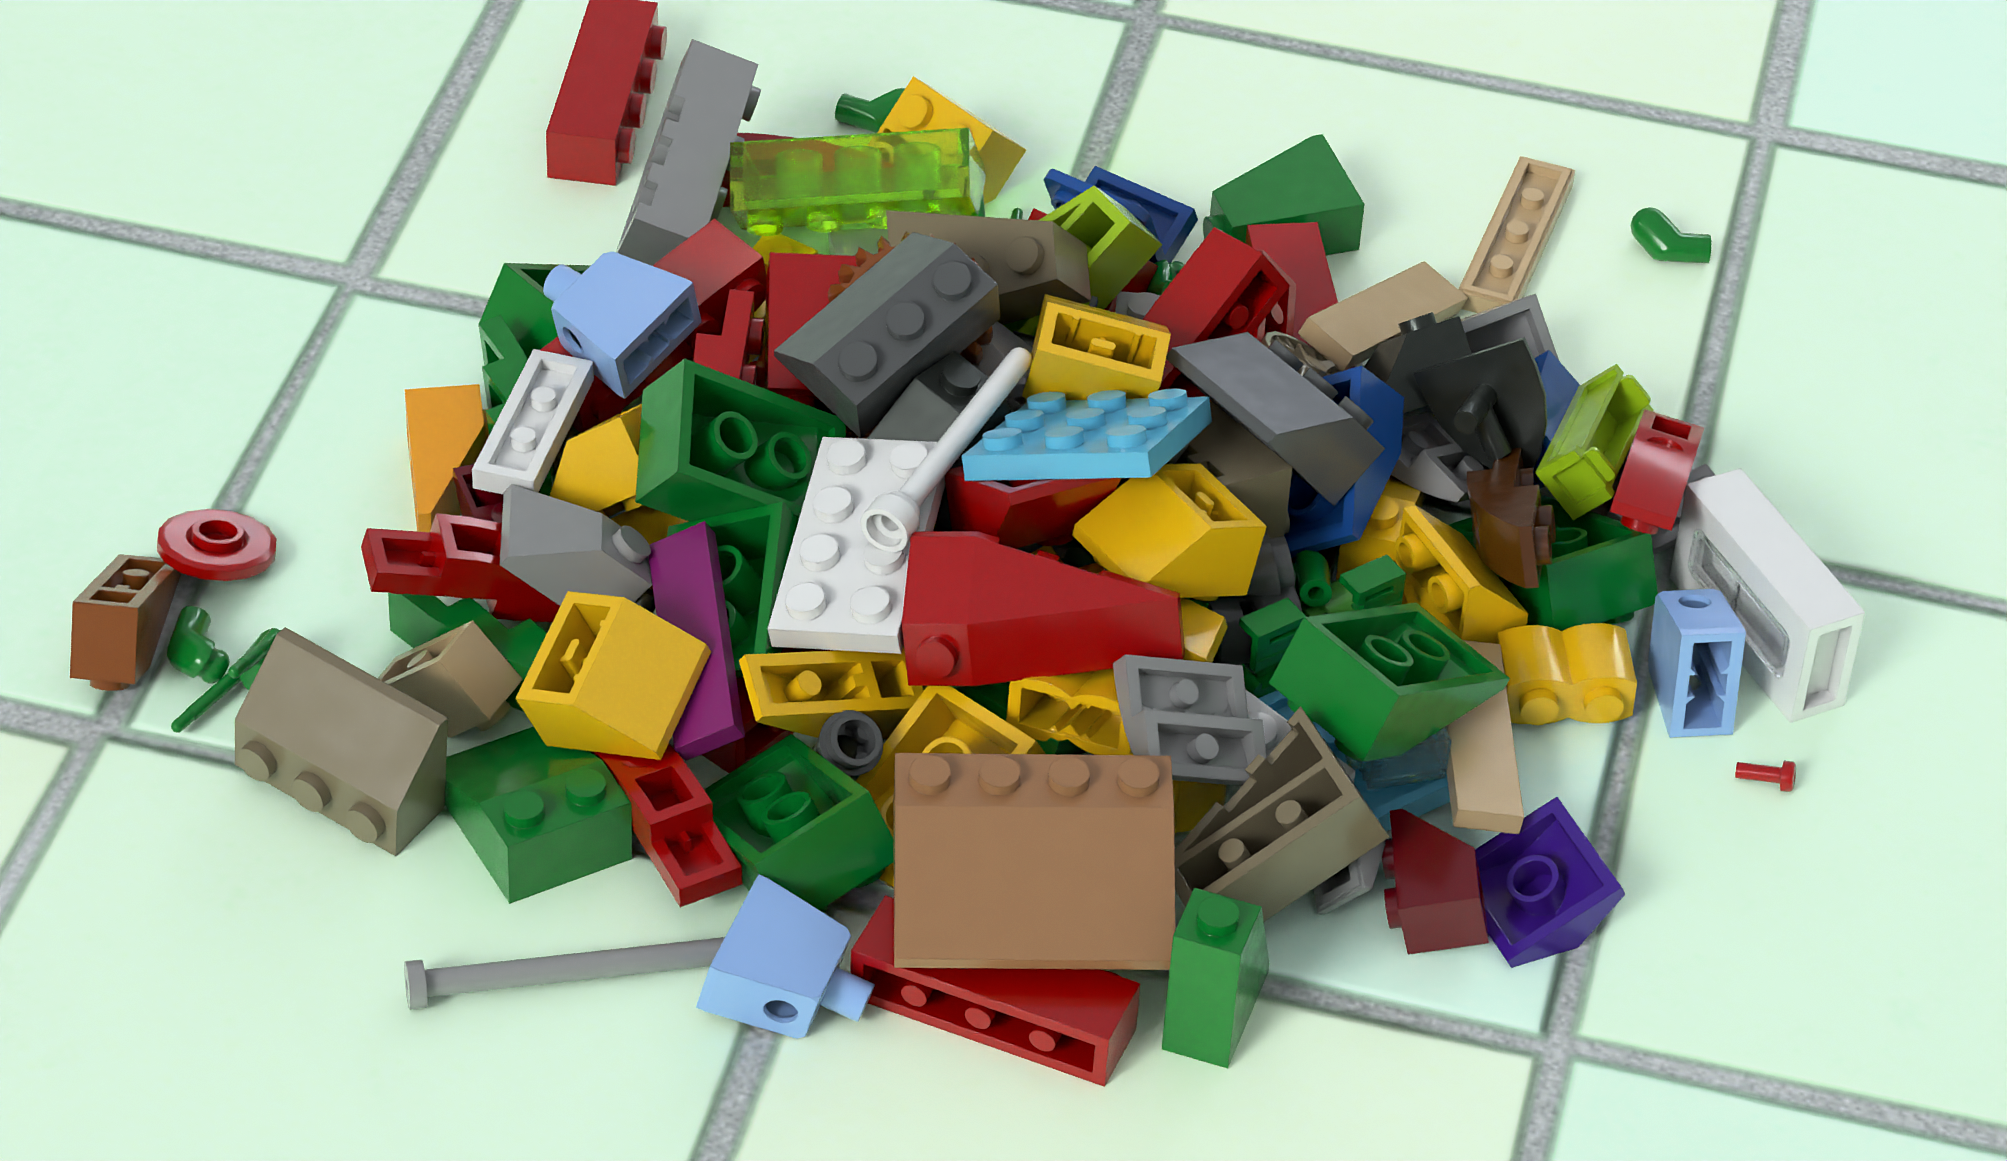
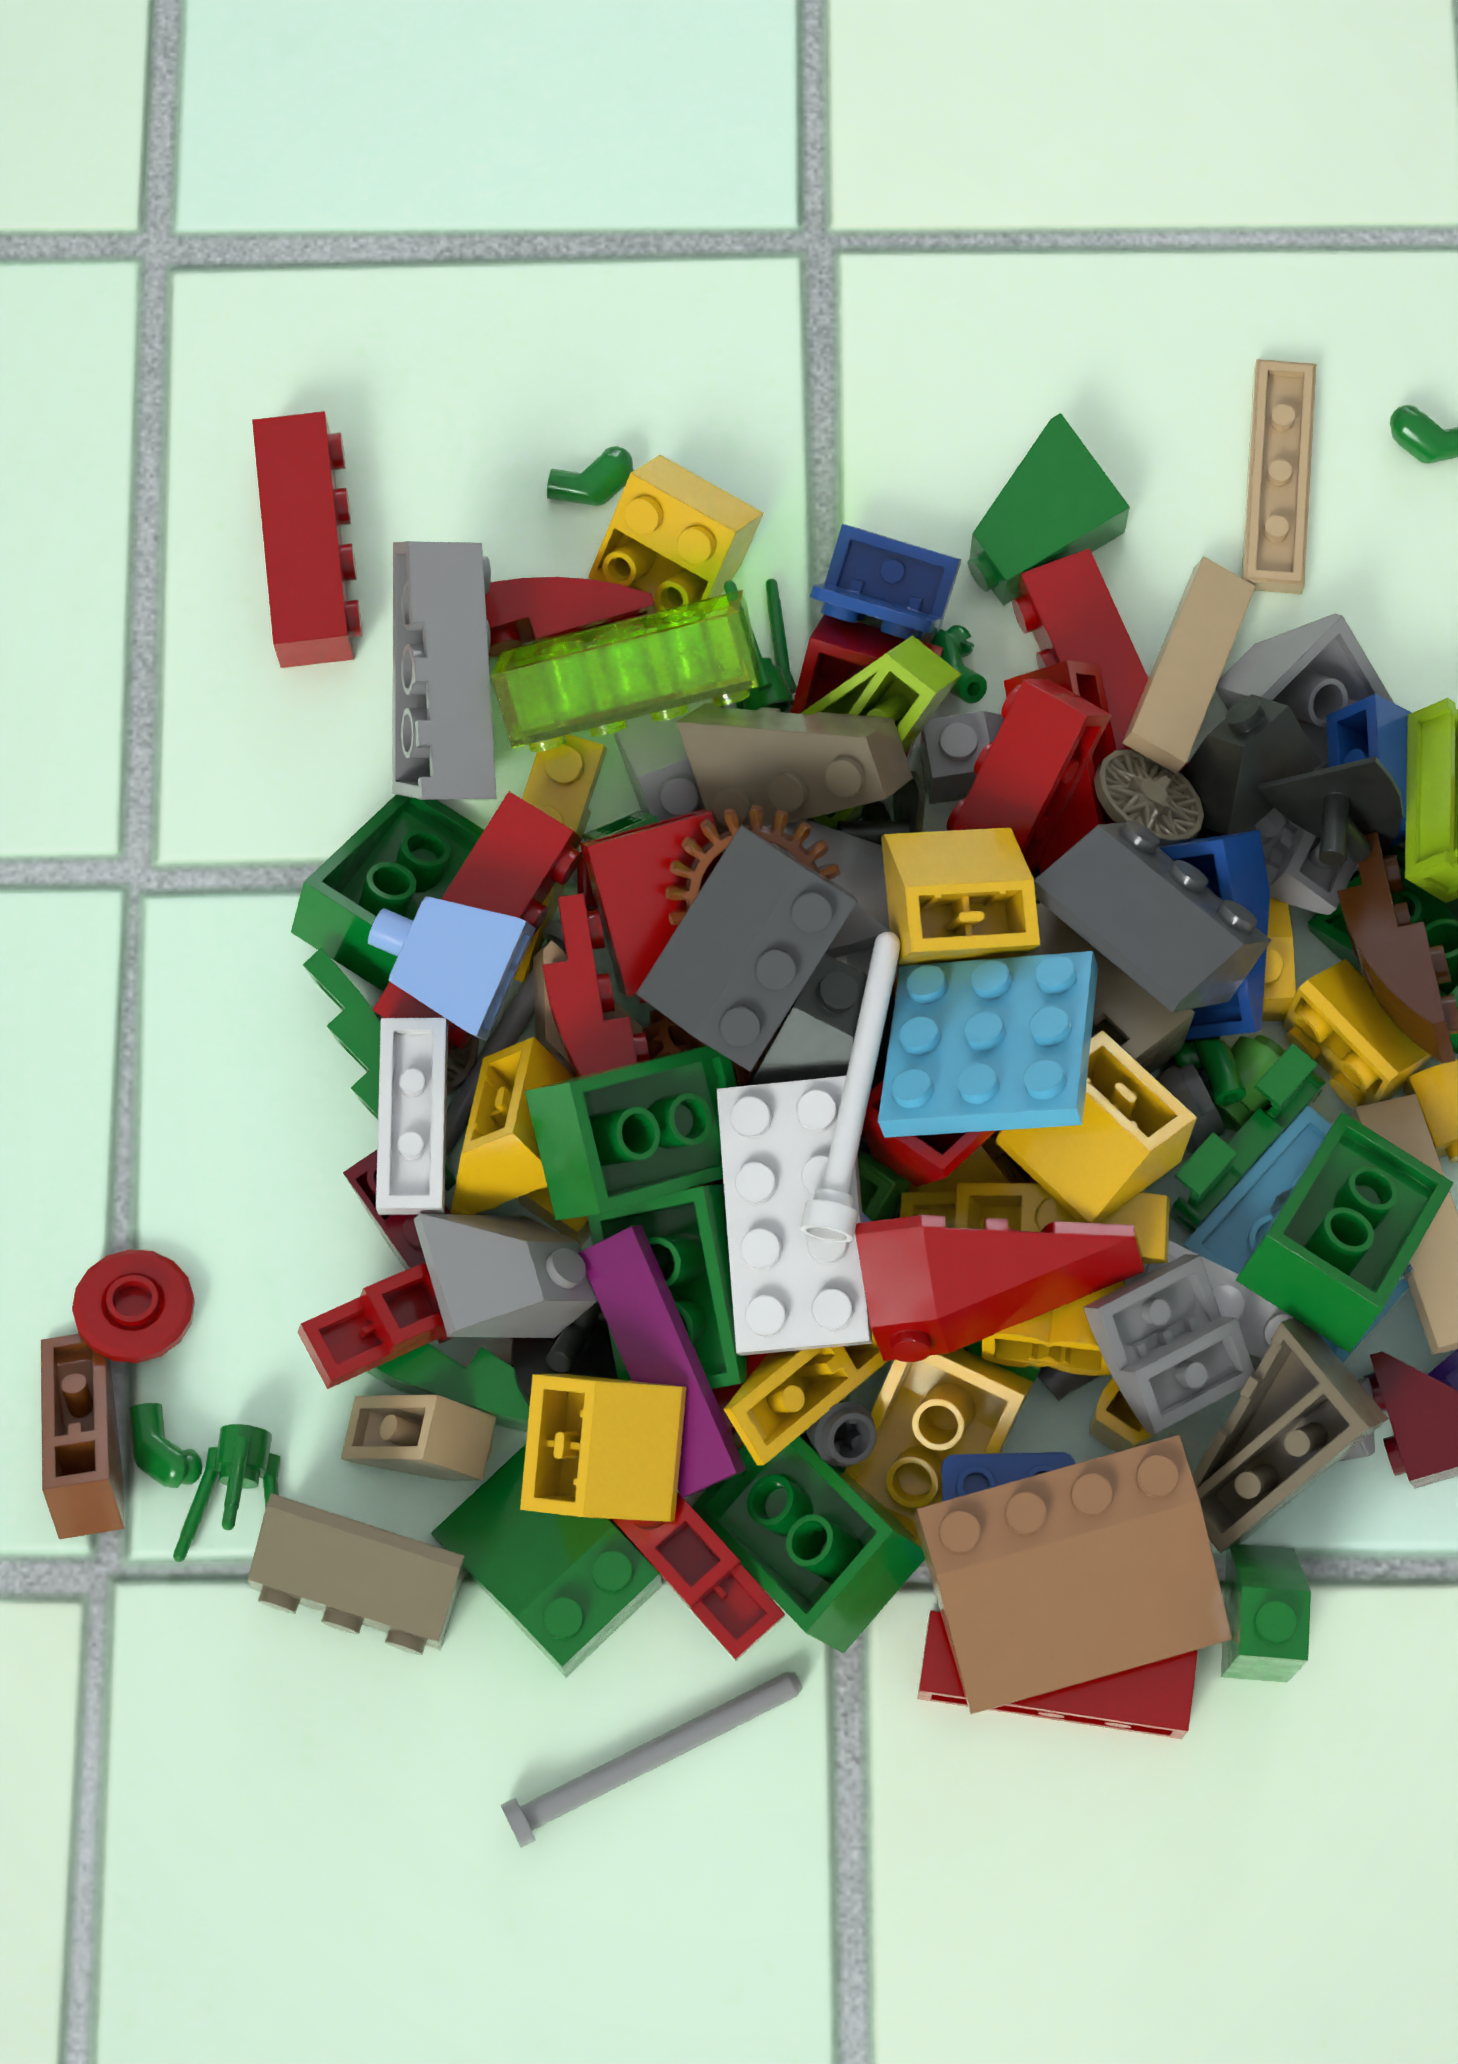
camera: 10 degrees left, 30 degrees up
(443, 433) = (318, 1119): light orange slope -> none
(782, 965) = (854, 1710): light blue torso -> none

